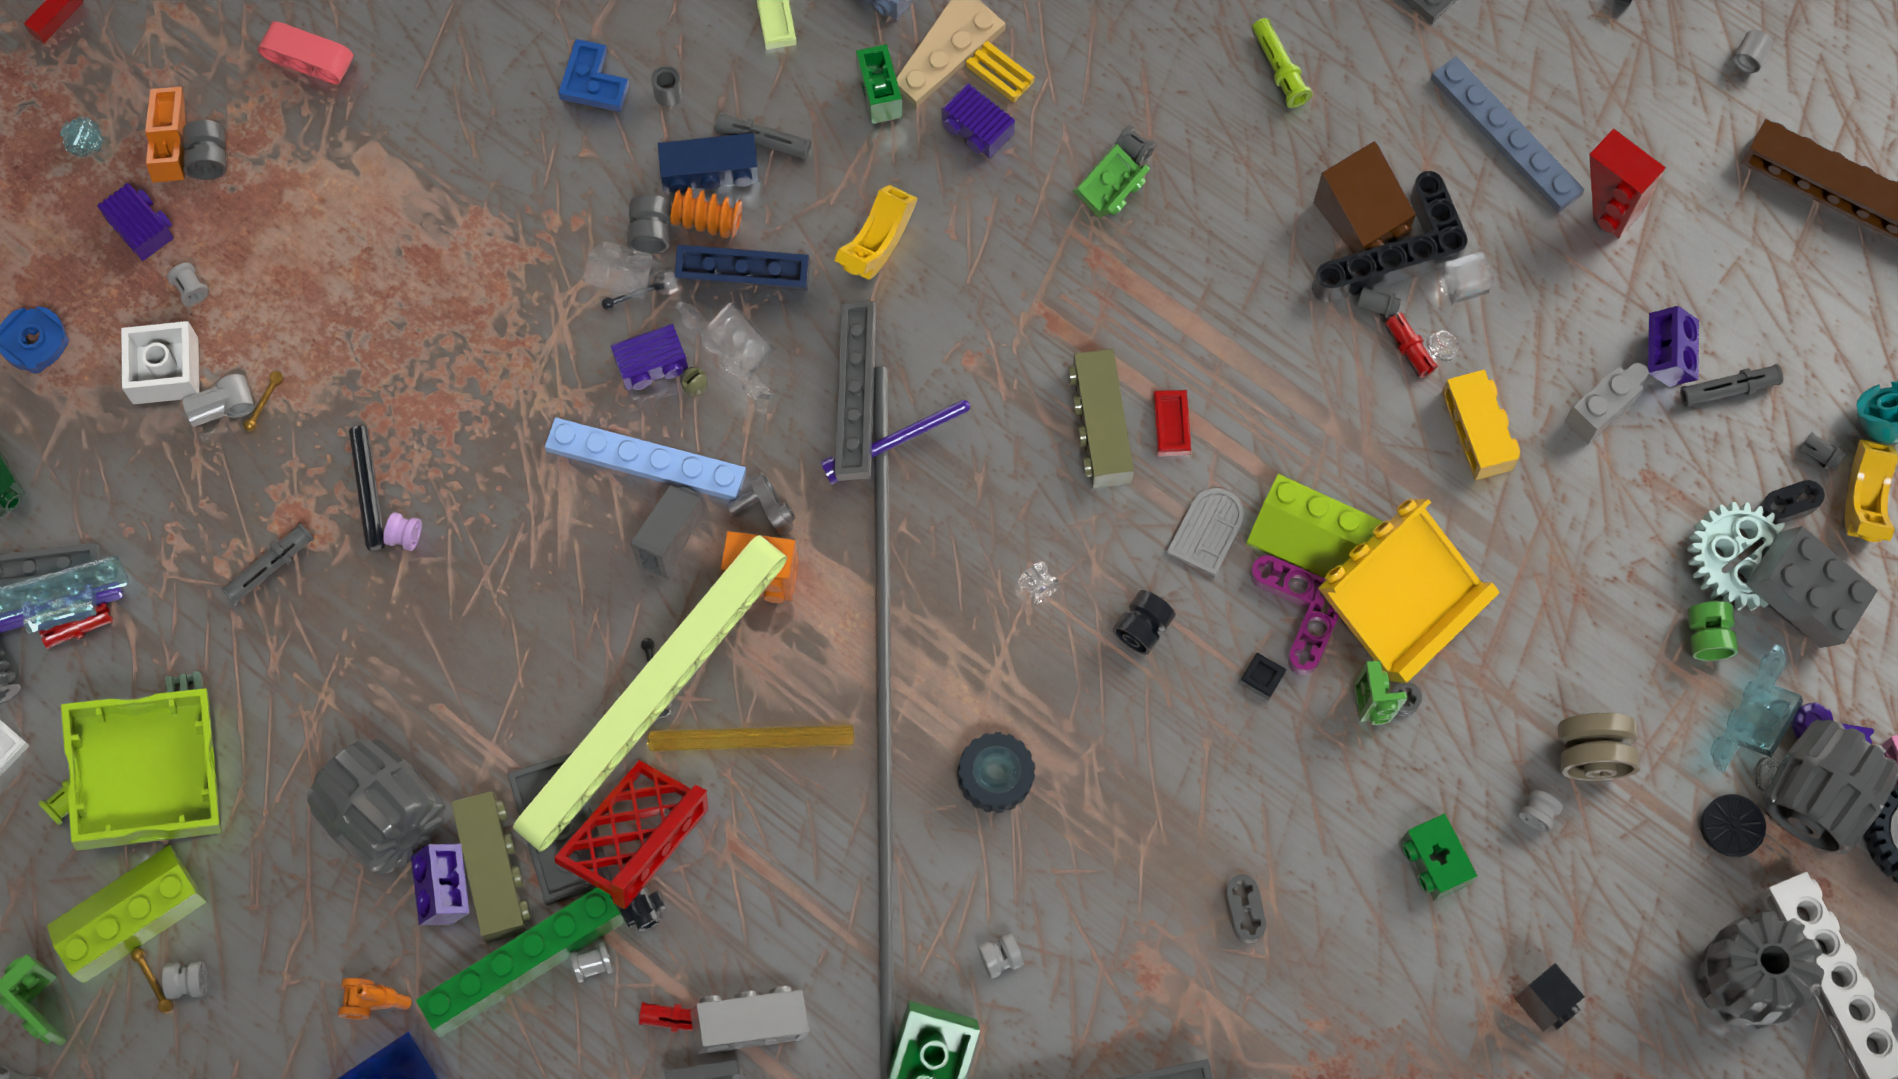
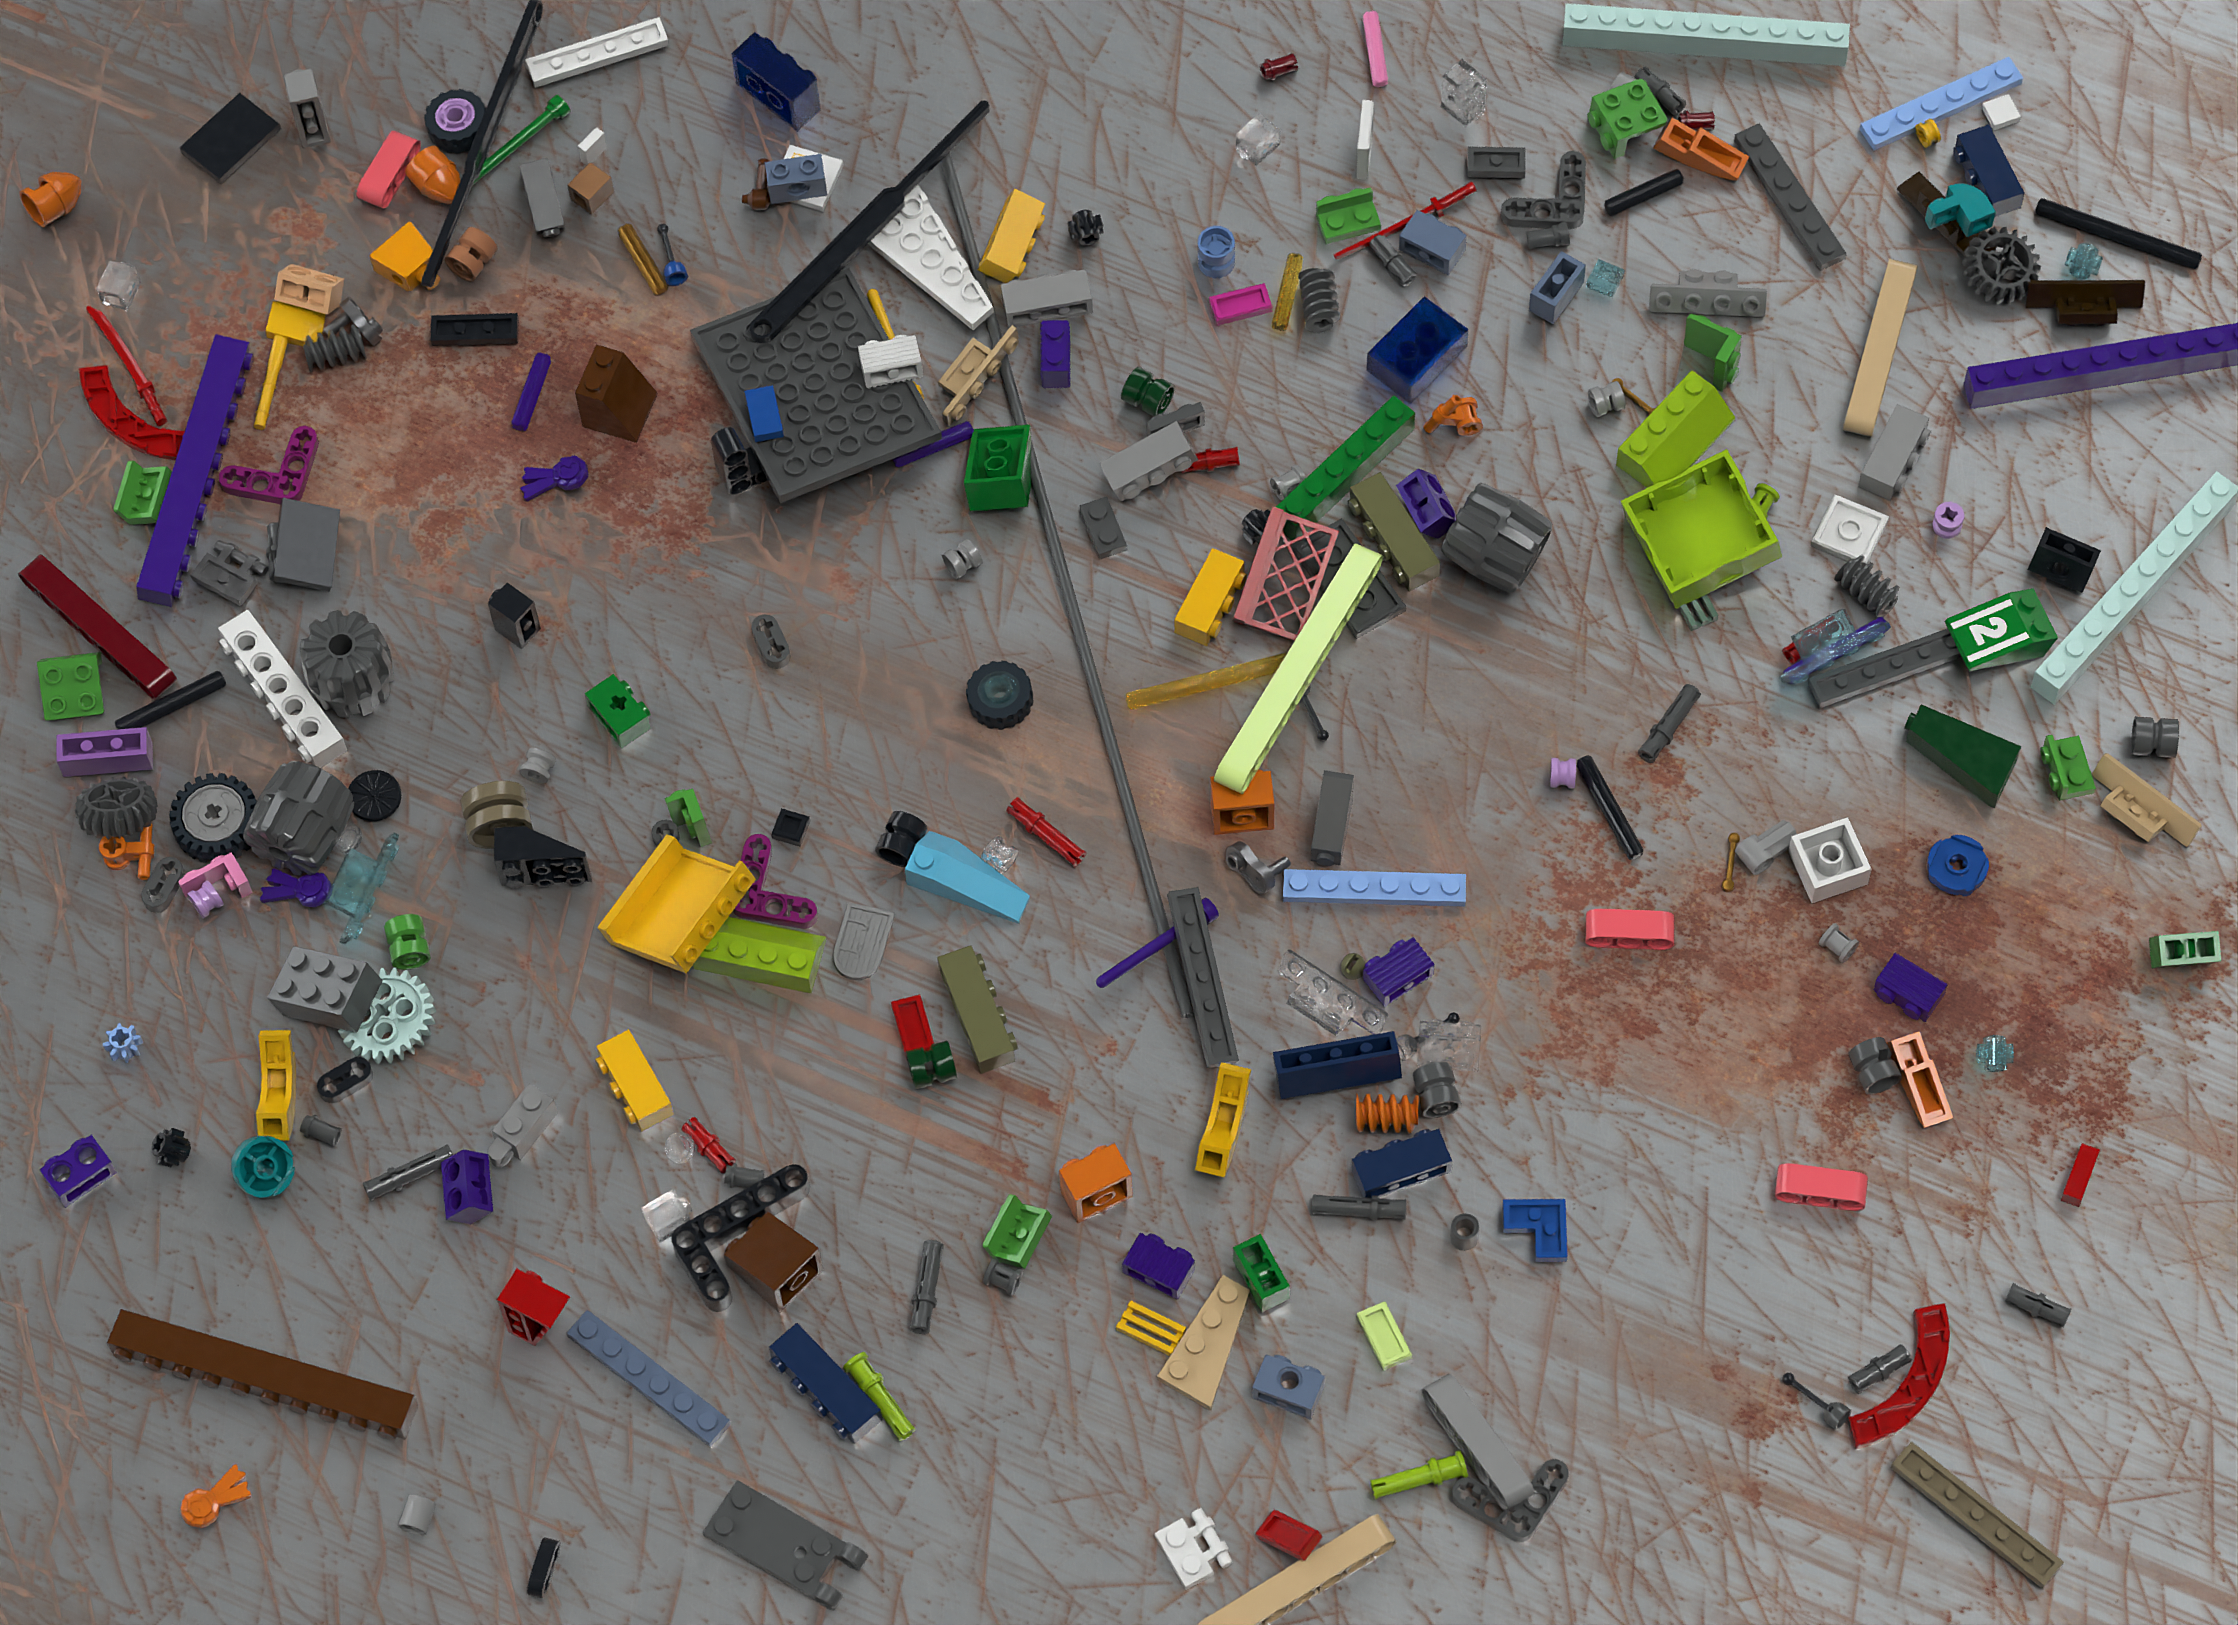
camera: 170 degrees right, 5 degrees down
(395, 347) = (1630, 929): none -> coral beam
(725, 834) = (1210, 597): none -> yellow brick
(825, 963) = (1103, 527): none -> dark grey plate
(990, 611) = (1036, 823): none -> red pin
(1022, 200) = (1095, 1182): none -> orange brick
(1091, 575) = (958, 874): none -> medium azure wedge
(1163, 366) = (942, 1063): none -> dark green wheel
(1217, 143) = (925, 1299): none -> dark grey pin
(1334, 83) = (825, 1384): none -> dark blue brick
(1555, 683) = (534, 858): none -> black slope

